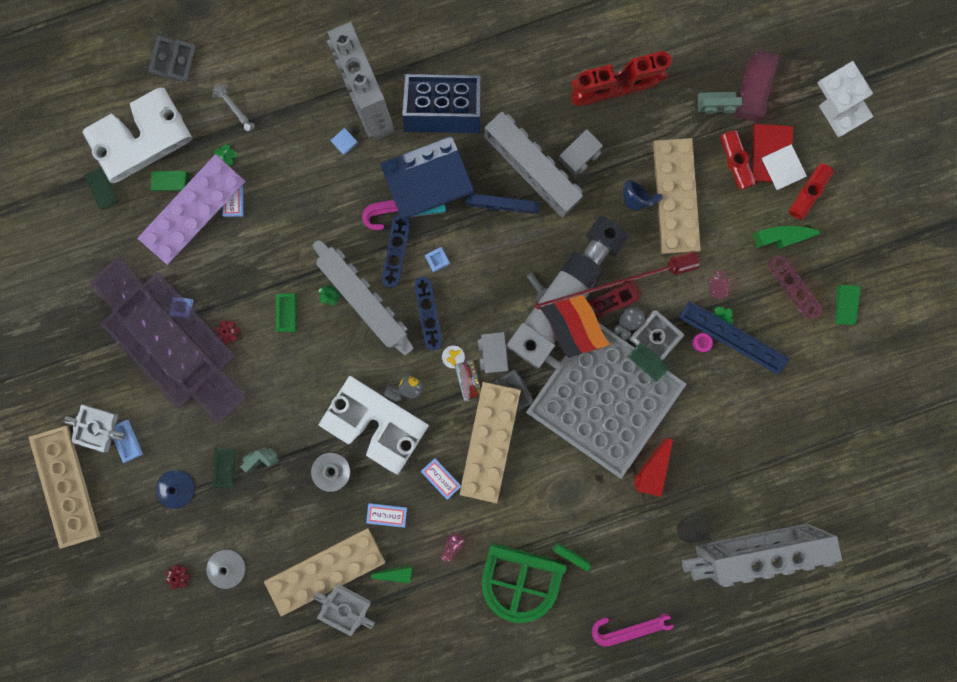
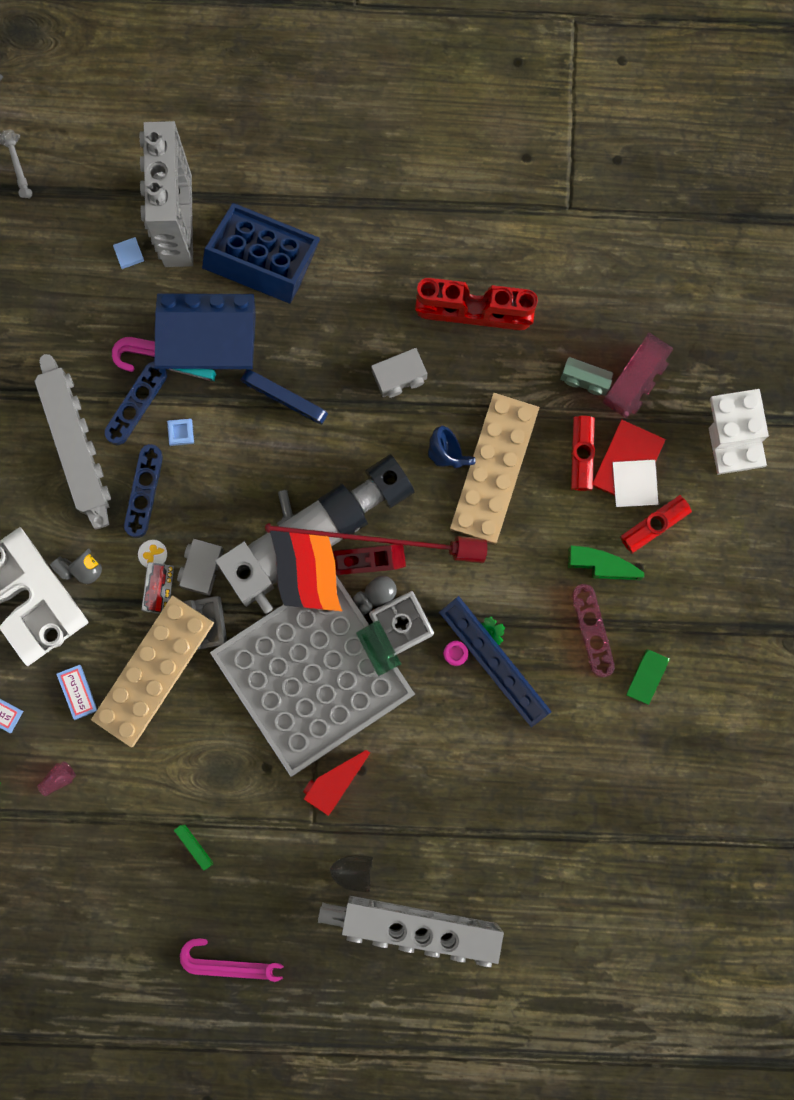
camera: 20 degrees right, 5 degrees down
(329, 294) = (36, 422): green plant -> none
(525, 559) = (138, 831): green window -> none
(532, 164) = (334, 362): light grey brick -> none
(719, 285) = (502, 592): clear pink arm -> none

